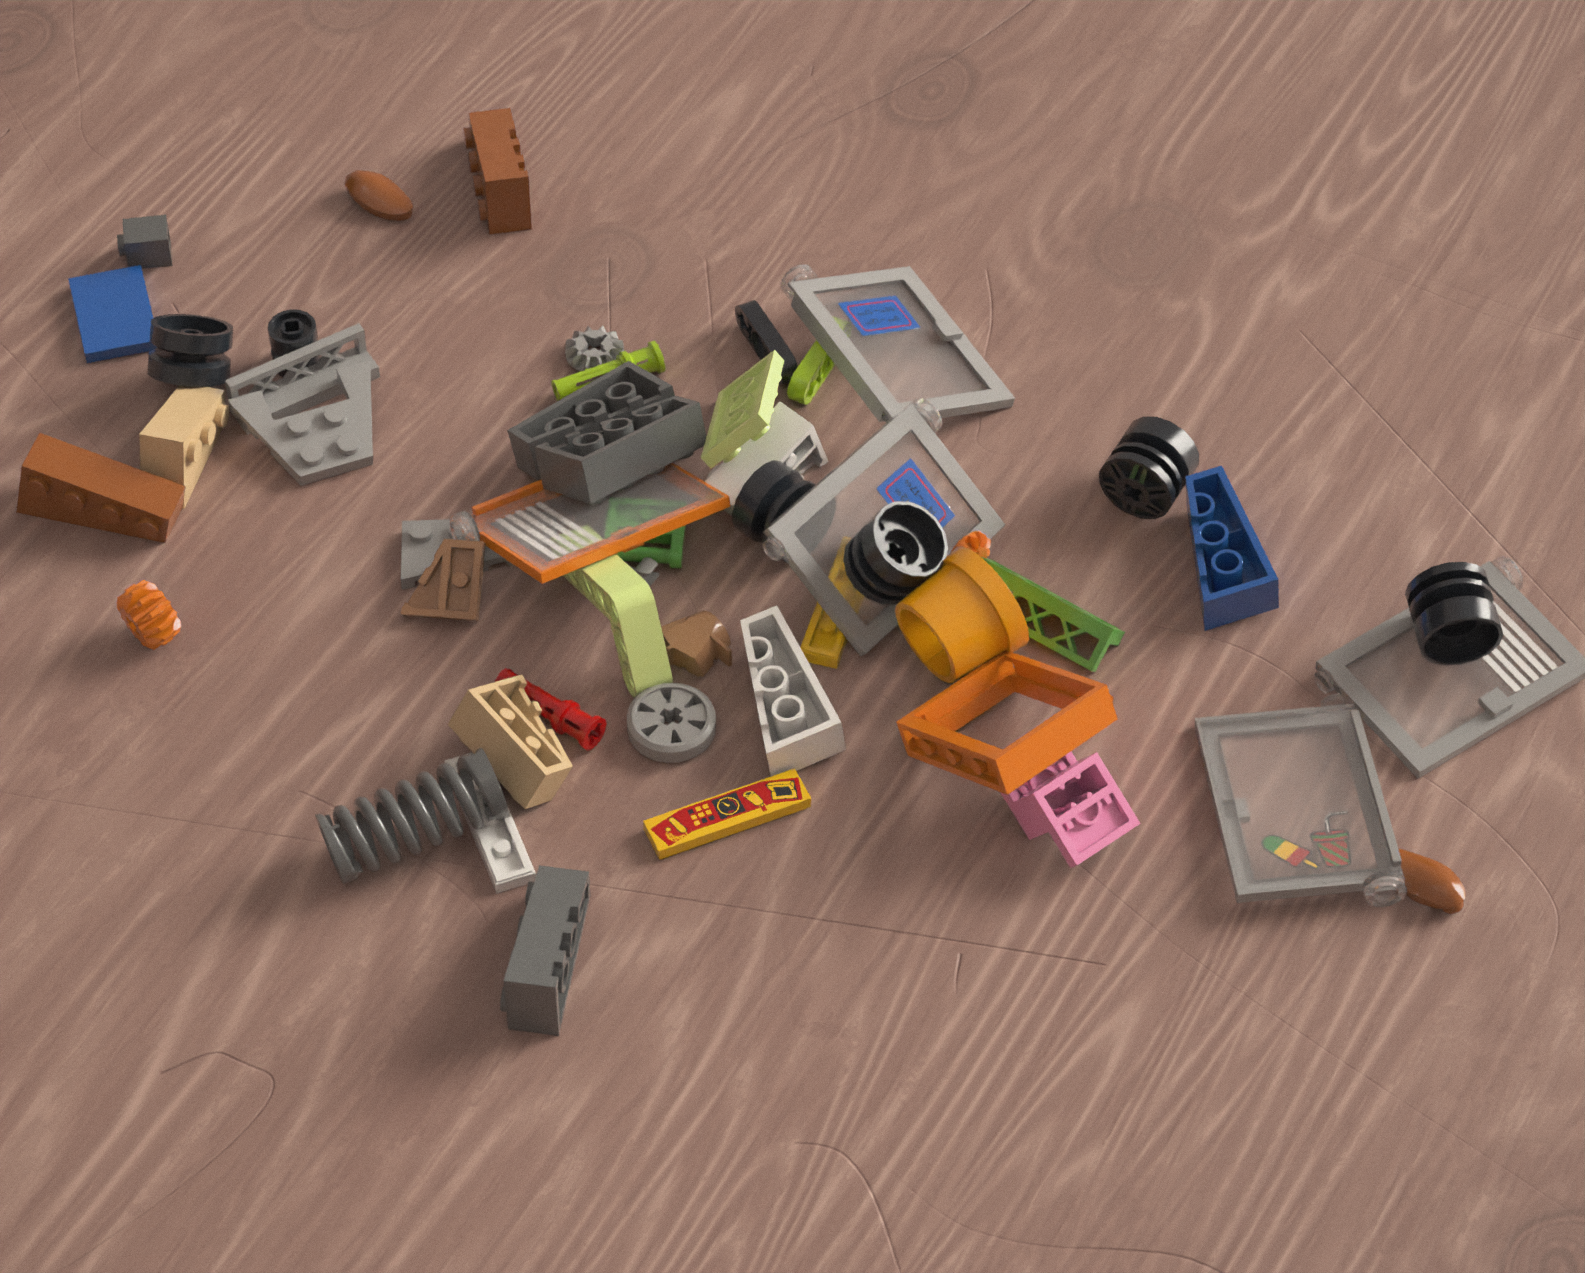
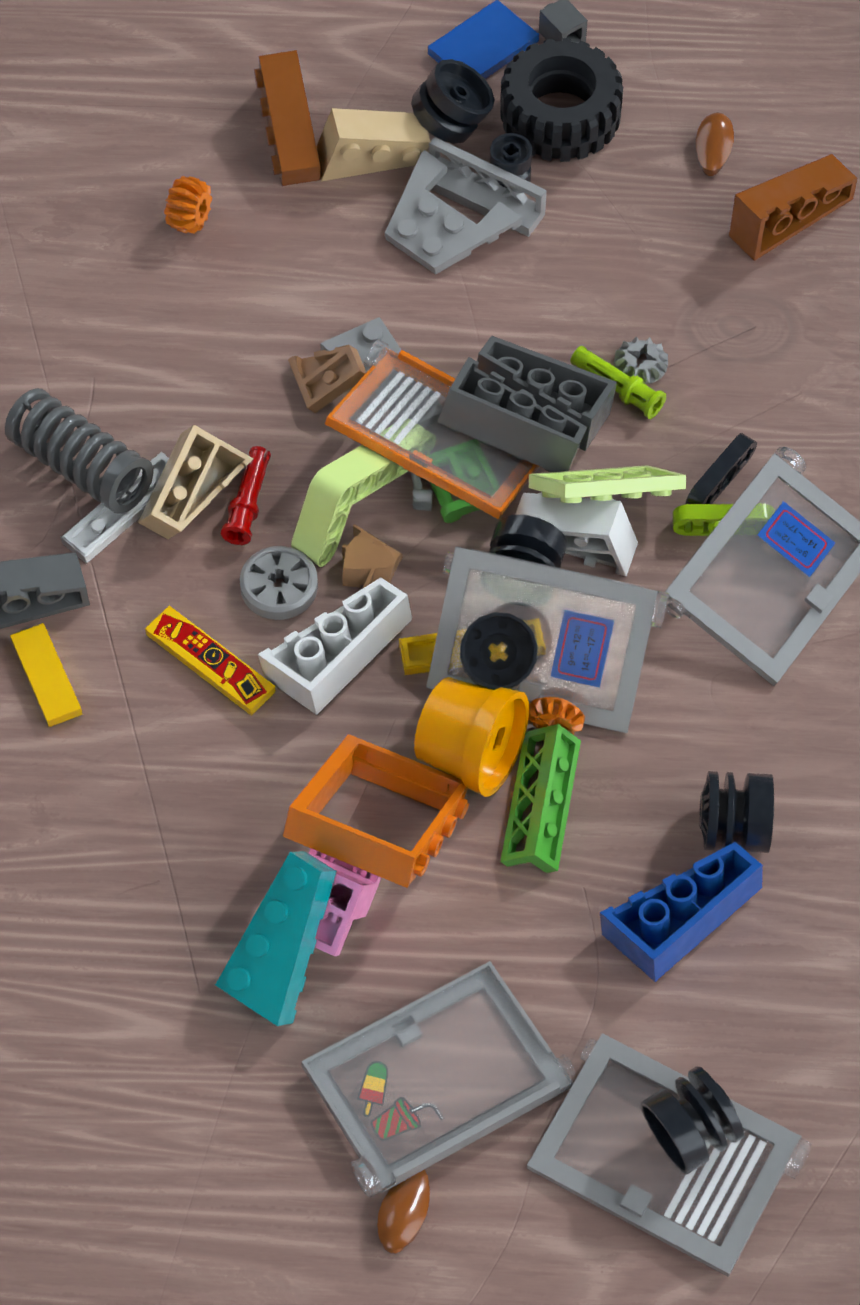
camera: 65 degrees right, 10 degrees up
(247, 242) = (565, 69): none -> black tyre
(658, 960) = (46, 675): none -> yellow tile
(1110, 848) = (276, 947): none -> teal wedge

